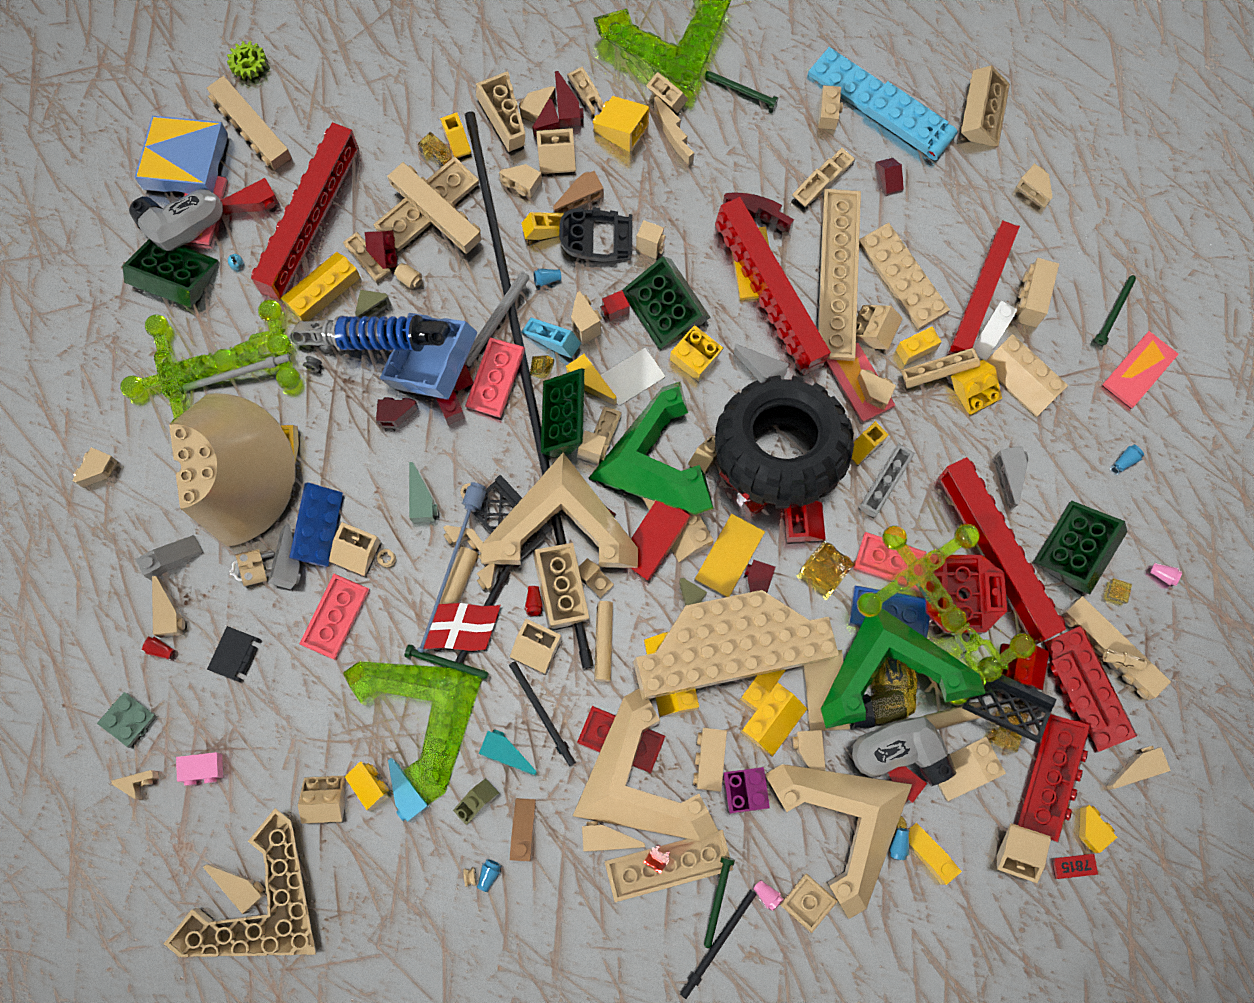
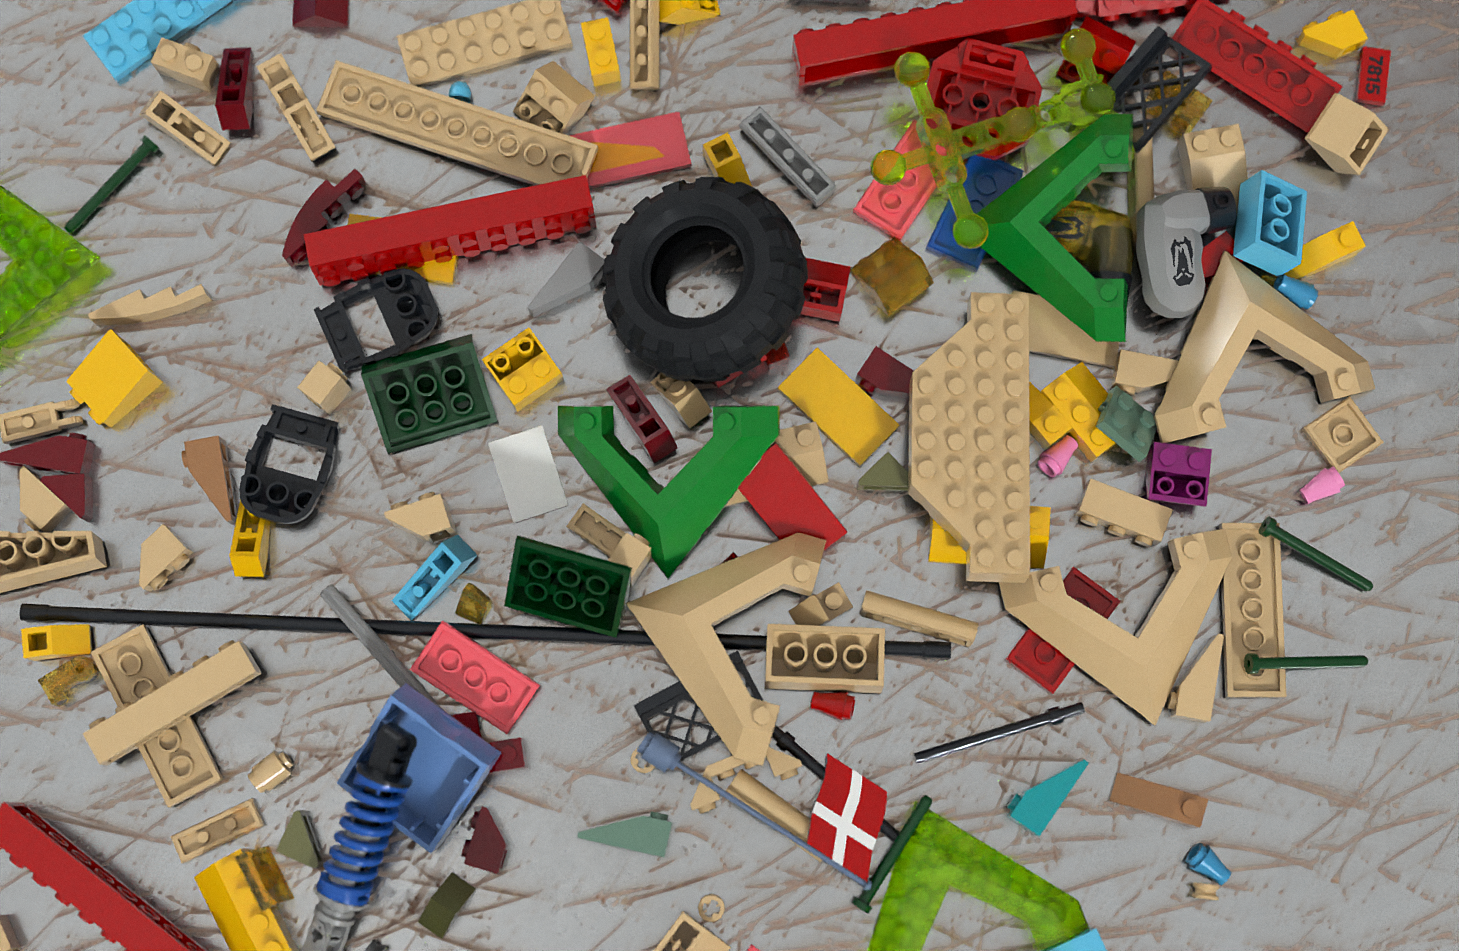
camera: 75 degrees left, 5 degrees up
(342, 287) = (264, 878): none -> clear yellow tile
(352, 398) = (446, 905): none -> olive slope
(381, 247) = (212, 802): dark red slope -> none
(475, 801) = (1103, 857): olive slope -> none
(535, 646) = (903, 717): tan slope -> none
(546, 276) = (333, 561): dark azure cone -> none
(556, 151) = (132, 492): tan slope -> none
(592, 379) = (501, 540): yellow slope -> none
(615, 305) = (412, 469): red brick -> none
(630, 873) = (1253, 663): none -> dark green bar
(656, 859) = (1245, 622): clear red tile -> none
(667, 92) = (85, 297): tan brick -> none
(685, 434) = (642, 418): none -> dark red slope
(695, 978) = (1408, 614): black bar -> none
(716, 274) = (404, 304): none -> black slope
(736, 706) = (1057, 456): none -> bright pink cone
(771, 746) = (1127, 423): none -> sand green plate
(789, 118) = (184, 127): none -> tan slope
(822, 139) = (235, 90): none -> dark red slope
(864, 269) = (460, 91): none -> medium azure hinge
(875, 389) = (652, 130): tan slope -> none
(941, 812) = (1270, 223): none -> medium azure brick

